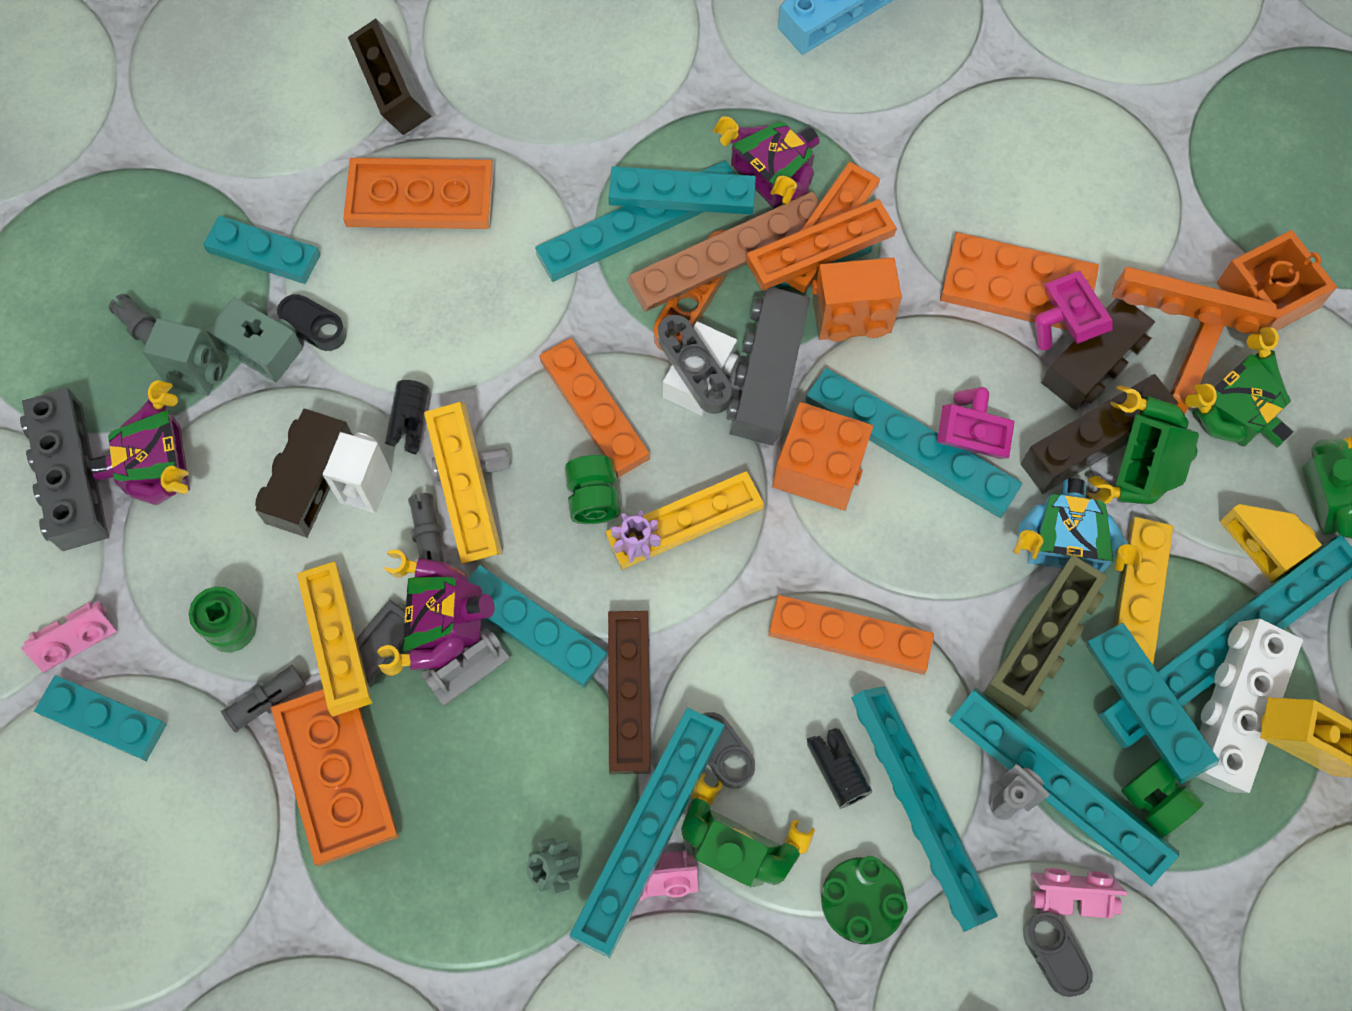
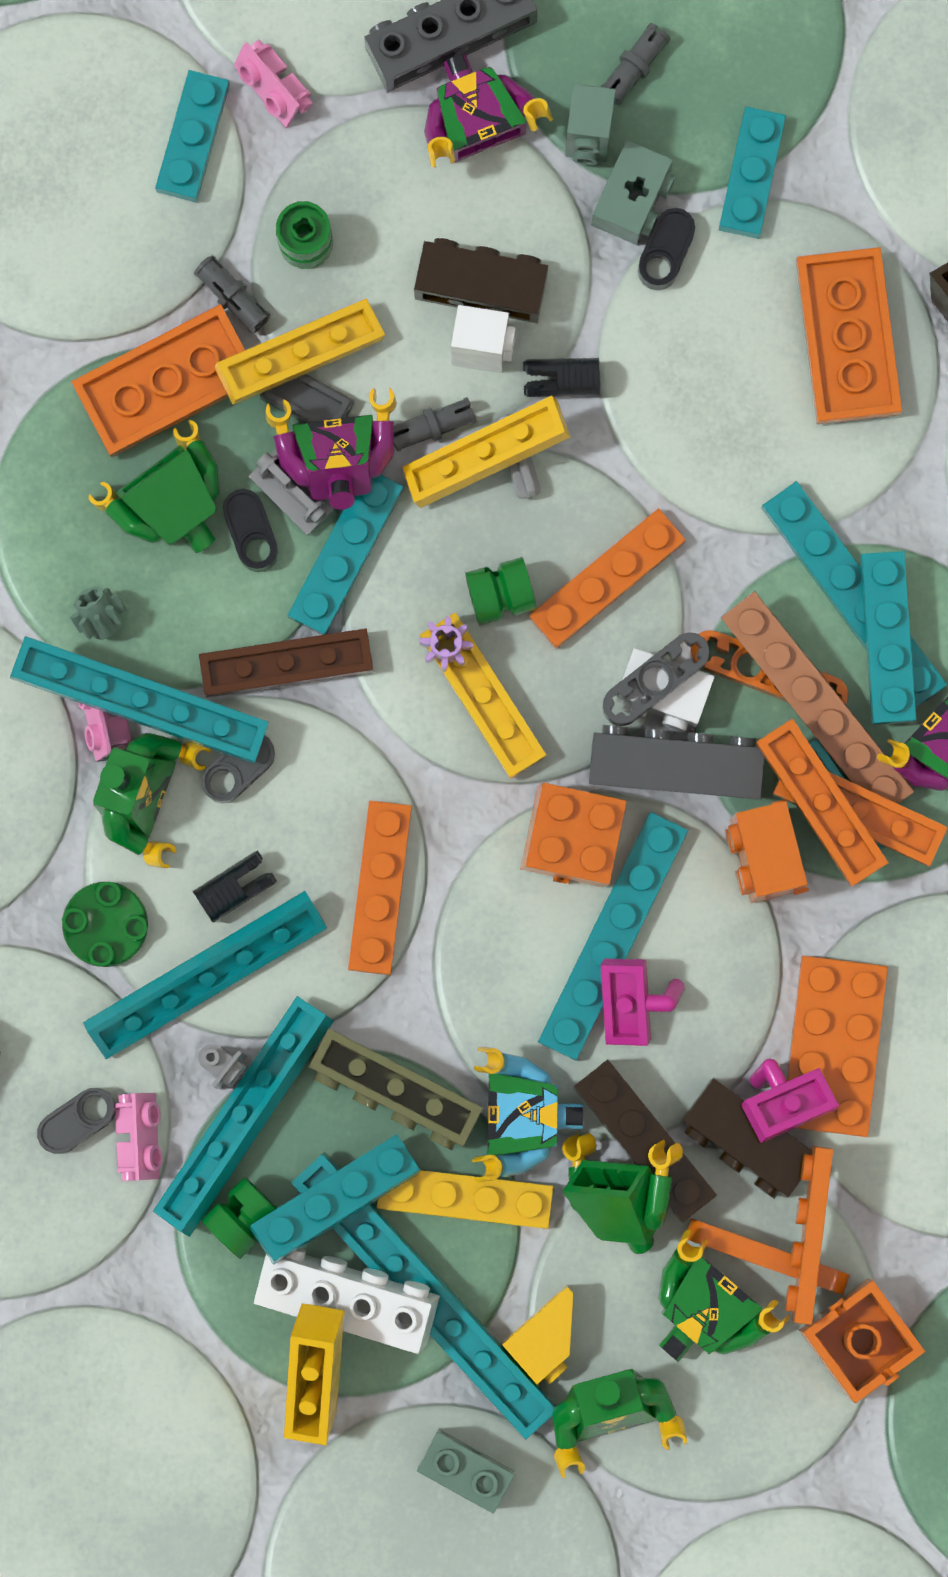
camera: 85 degrees right, 15 degrees up
(450, 780) = (169, 496): none -> green torso
(485, 710) = (249, 522): none -> black piece

